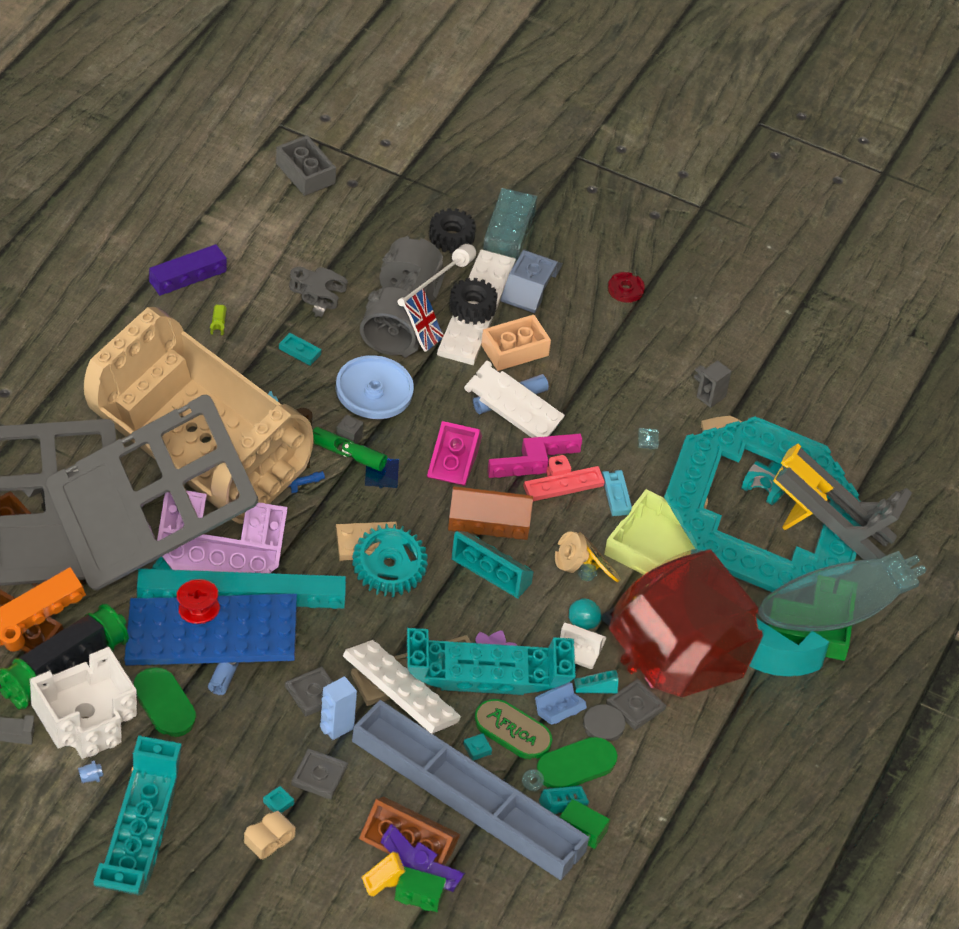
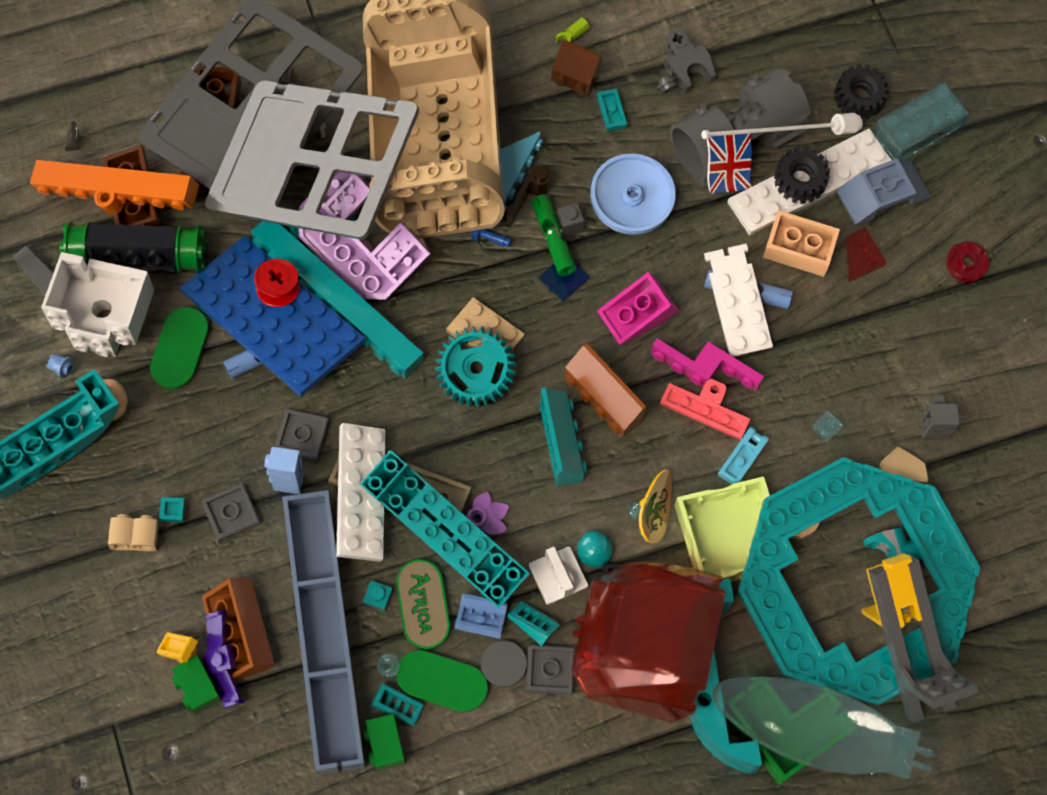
camera: 45 degrees right, 20 degrees up
(249, 335) = (576, 67): none -> reddish brown slope
(558, 326) = (862, 255): none -> clear red wing
(571, 552) = (636, 483): tan plate -> none

